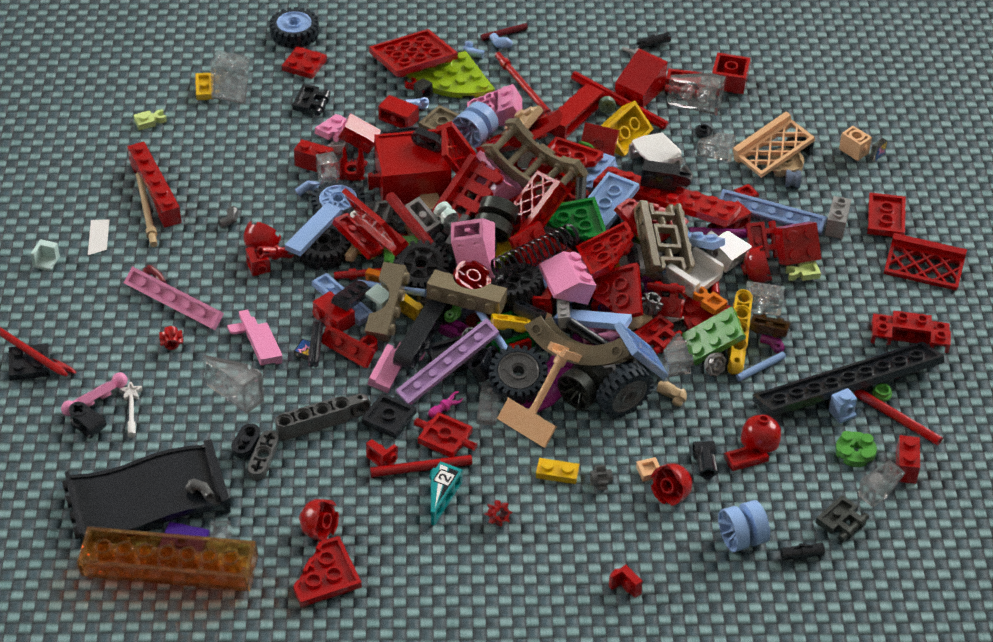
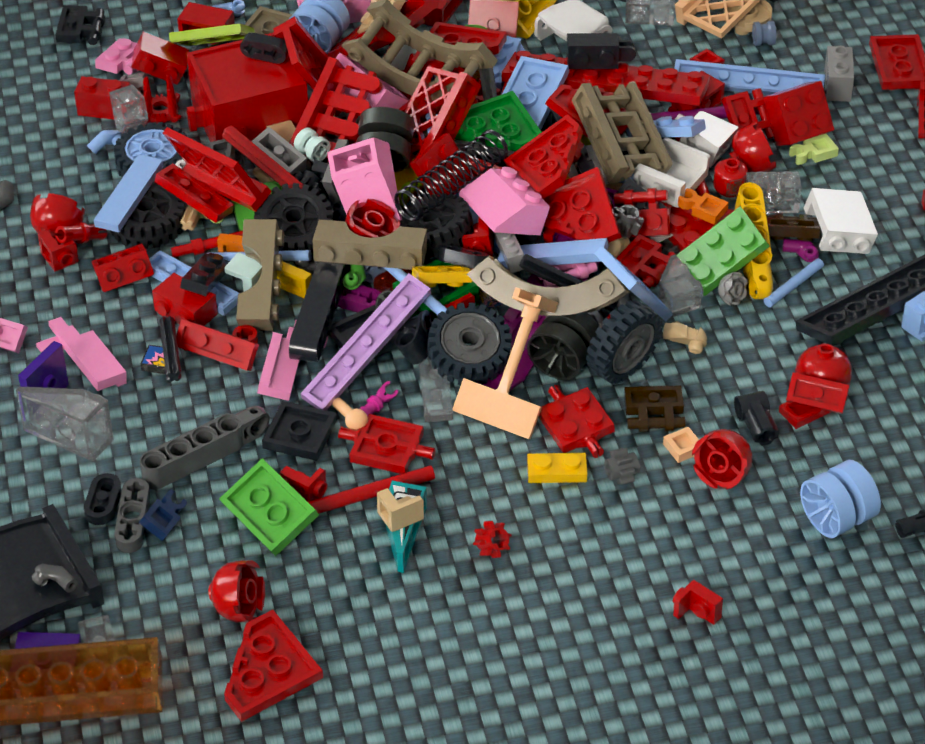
camera: 10 degrees left, 0 degrees up
(228, 346) = (46, 370): none -> dark purple plate
(282, 459) = (162, 516): none -> dark blue plate
(297, 281) = (122, 267): none -> red bracket
(354, 465) = (269, 507): none -> bright green plate
(398, 122) = (210, 35): none -> lime tile
(427, 413) = (354, 418): none -> light nougat bar
(438, 484) = (399, 512): none -> tan panel
(579, 440) = (576, 420): none -> red plate
(637, 435) = (654, 401): none -> dark brown plate
(735, 281) = (729, 176): none -> red head
(751, 449) = (817, 393): none -> red plate
(806, 326) = (842, 219): none -> white panel

